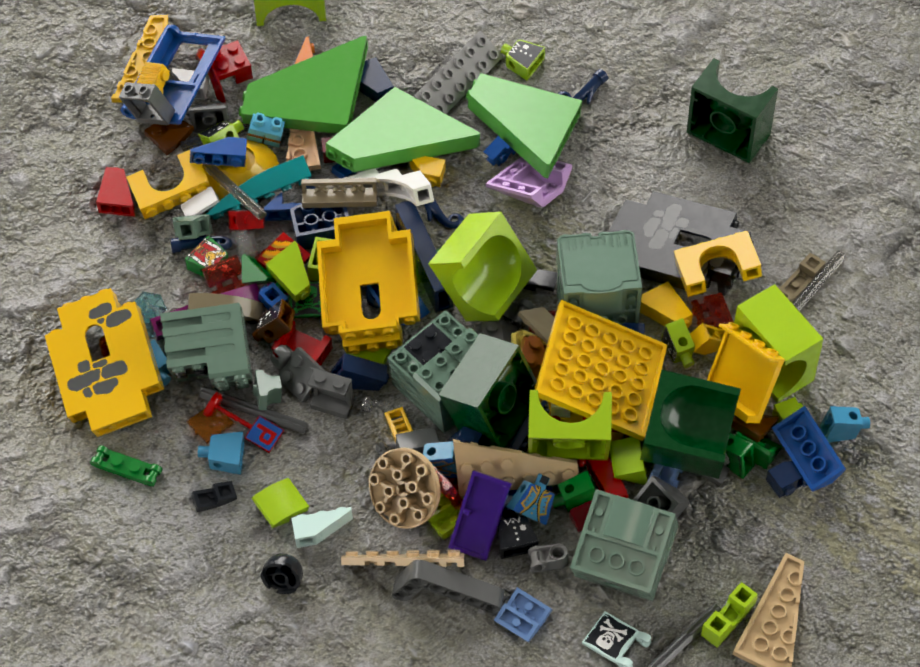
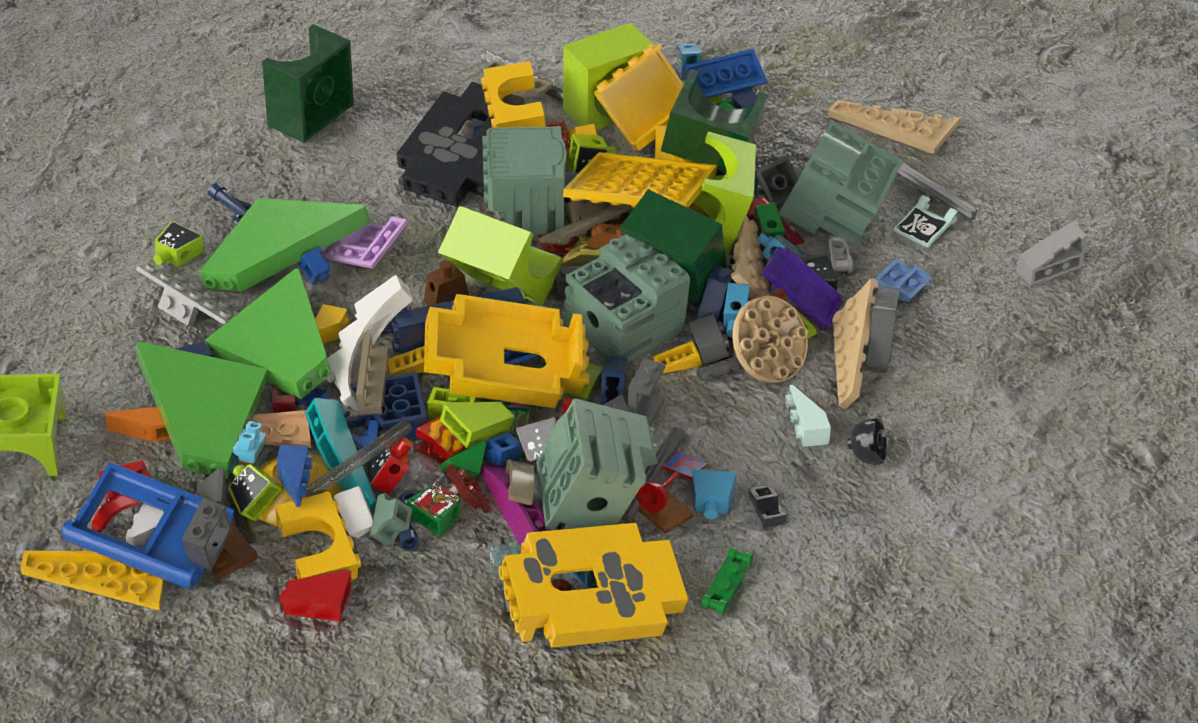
camera: 90 degrees left, 15 degrees down
(154, 74) = (159, 541): yellow brick -> none
(280, 502) = (776, 450): lime slope -> none
(722, 623) = (912, 151): lime arch -> none

